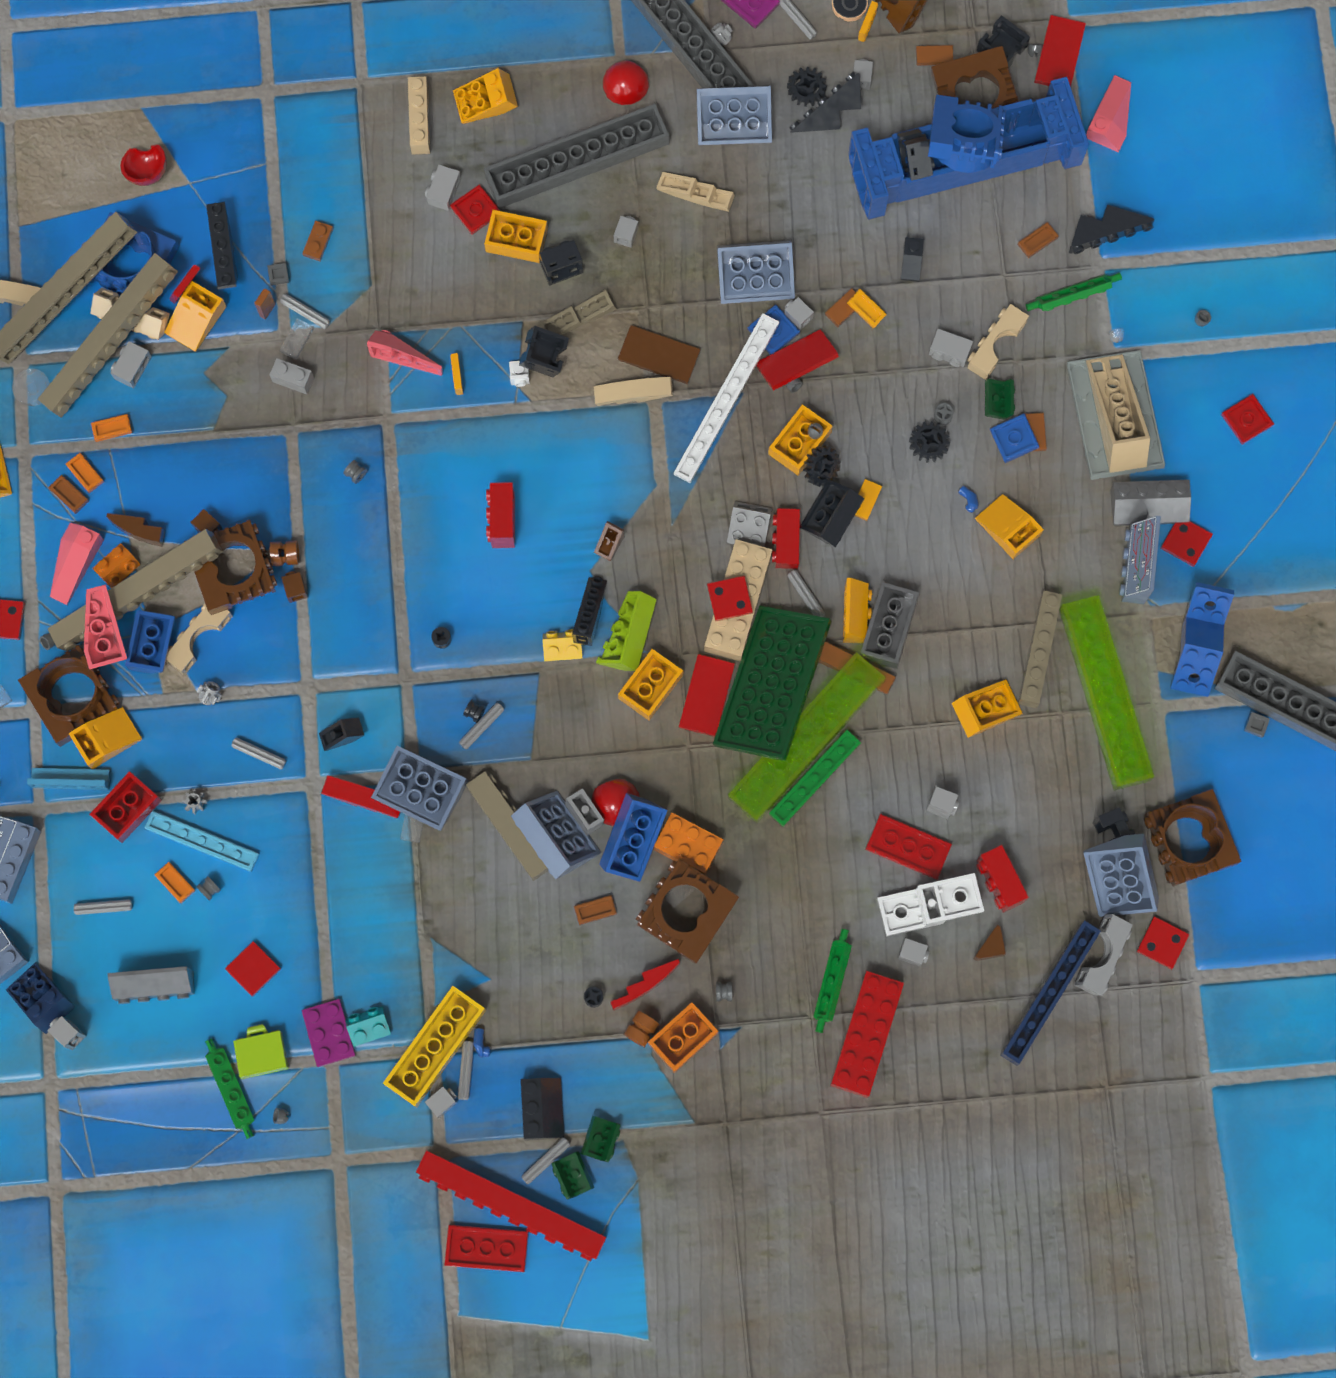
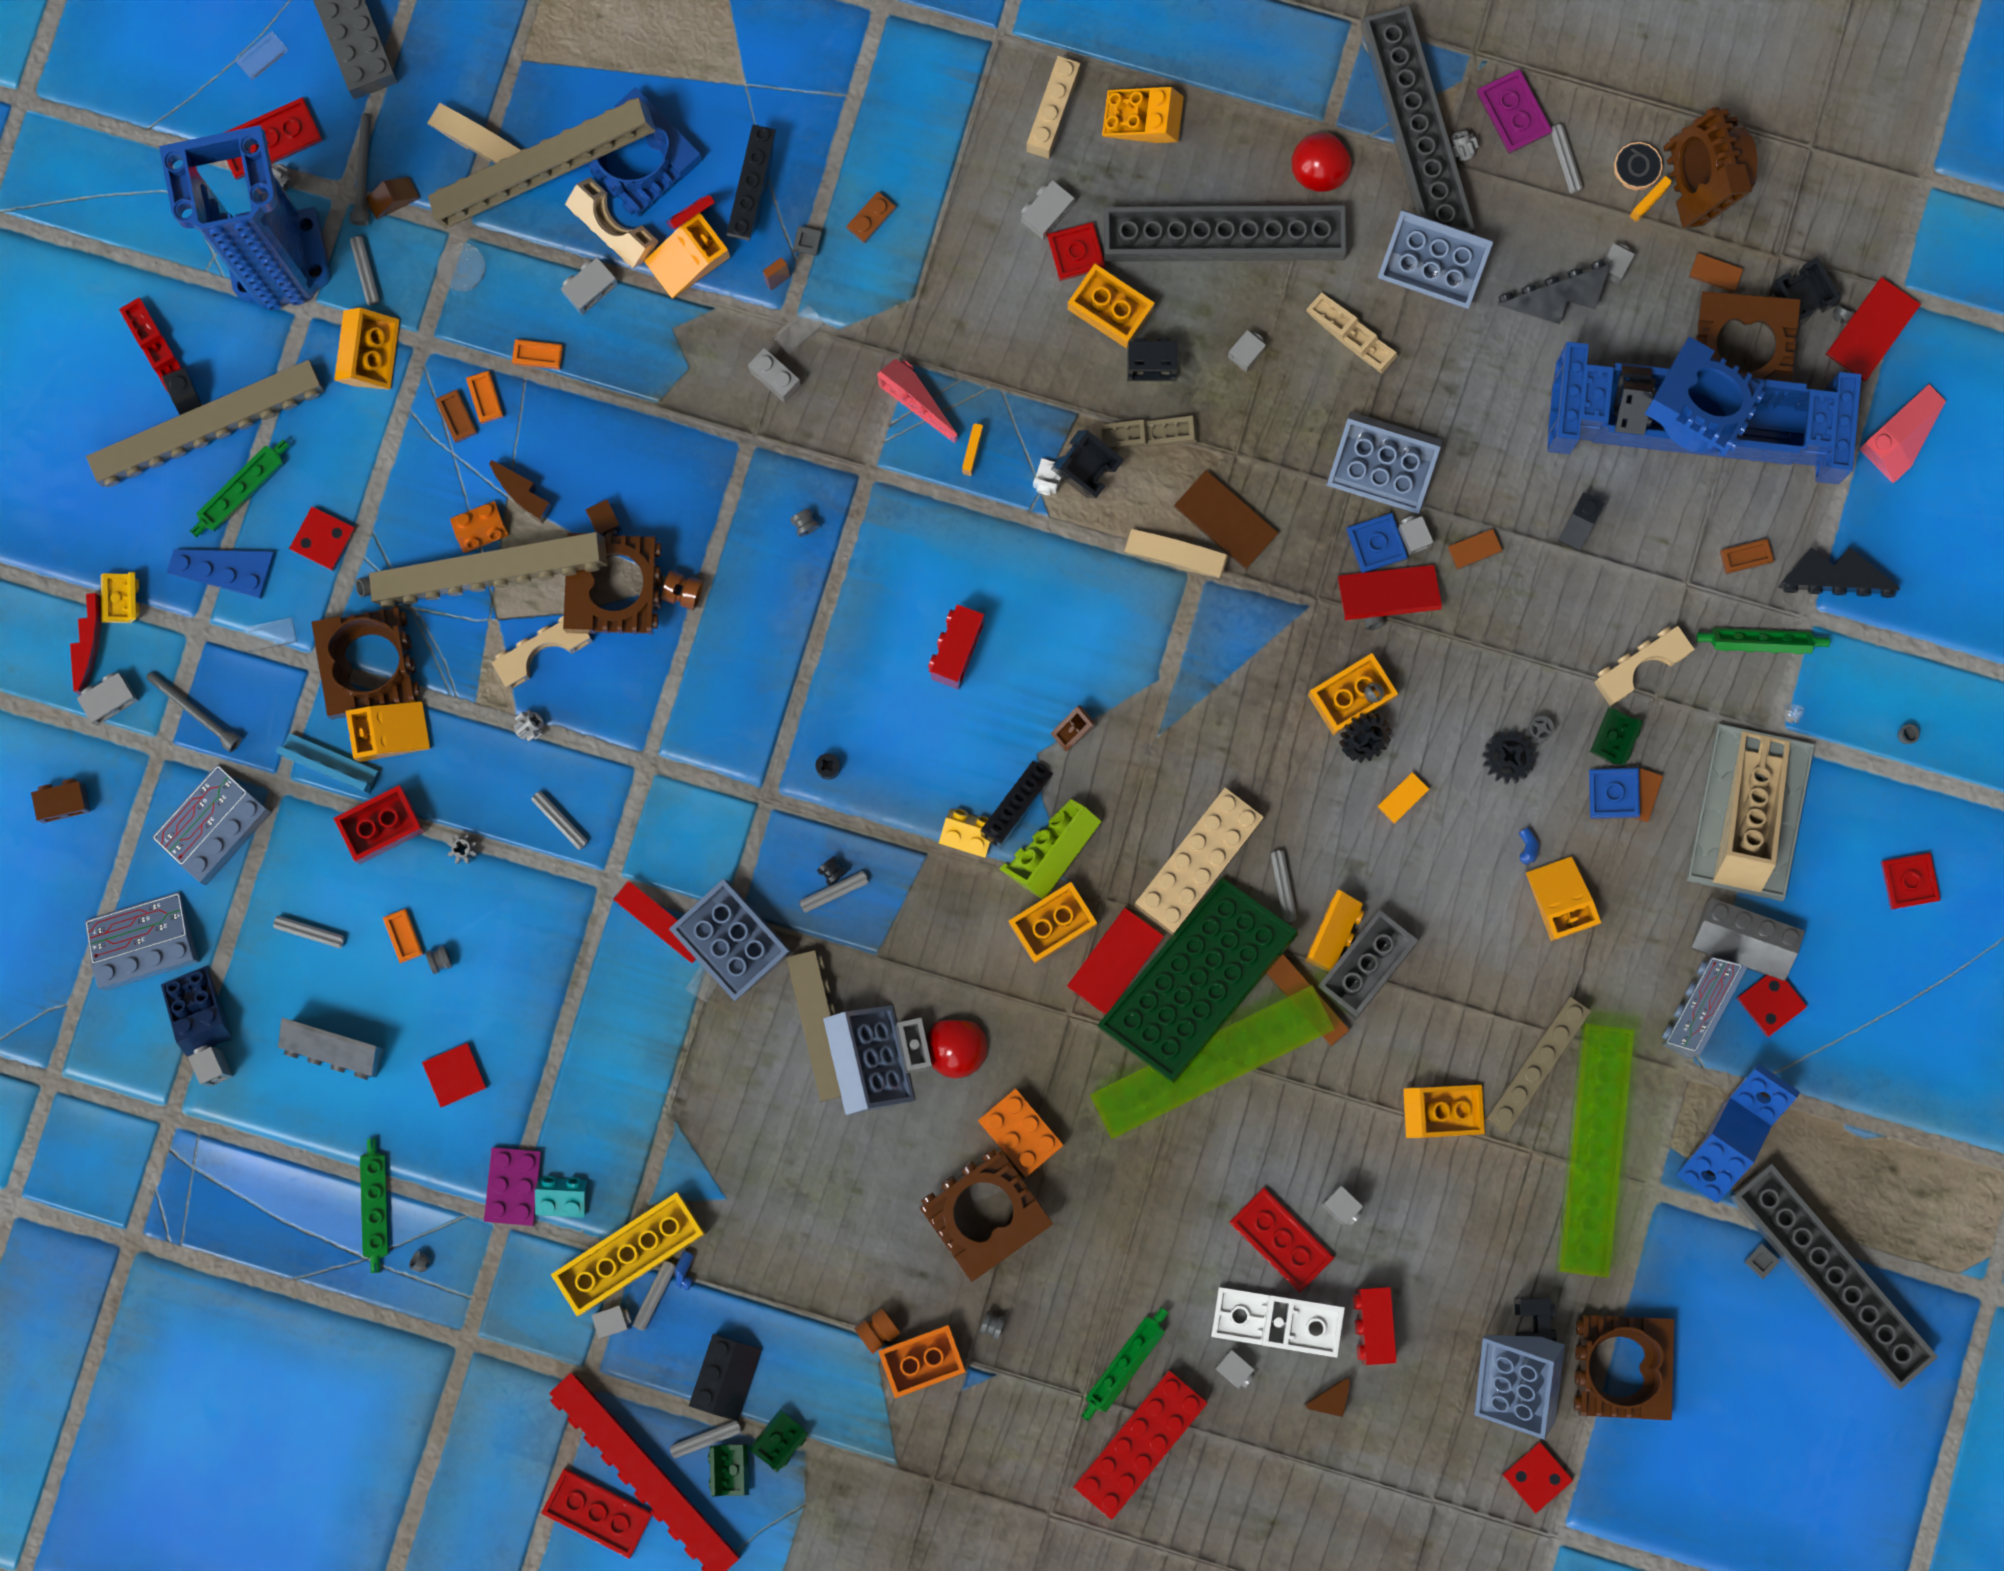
camera: 25 degrees right, 5 degrees up
(74, 557) = (434, 496): coral wedge -> none
(101, 634) = (428, 607): coral wedge -> none
(107, 335) = (574, 241): dark tan brick -> none
(144, 167) = (697, 45): red cylinder -> none
(149, 642) = (482, 637): blue slope -> none
(201, 841) = (453, 899): medium azure tile -> none
(260, 1053) = (425, 1179): lime piece -> none
(294, 586) = (678, 635): reddish brown brick -> none
(305, 311) = (821, 299): light grey axle -> none
(341, 733) = (665, 836): black slope -> none
(591, 994) = (833, 1270): black wheel -> none
(595, 910) = (880, 1166): dark orange tile -> none
(633, 837) = (957, 1100): blue slope -> none
(651, 978) = (912, 1277): red slope -> none
(726, 398) = (1285, 606): white plate -> none
(729, 598) = (1187, 858): red tile -> none
(749, 523) = (1250, 773): light grey bracket -> none
(786, 538) = (1287, 808): red brick -> none
(803, 93) = (1551, 252): black gear -> none
(814, 778) = (1203, 1113): green plate -> none
(832, 512) = (1354, 799): black slope -> none
(866, 308) = (1500, 561): light orange tile -> none
(950, 348) = (1582, 651): light grey brick -> none
(1050, 993) = (1377, 1484): dark blue brick -> none
(1114, 935) = (1483, 1445): light grey arch -> none

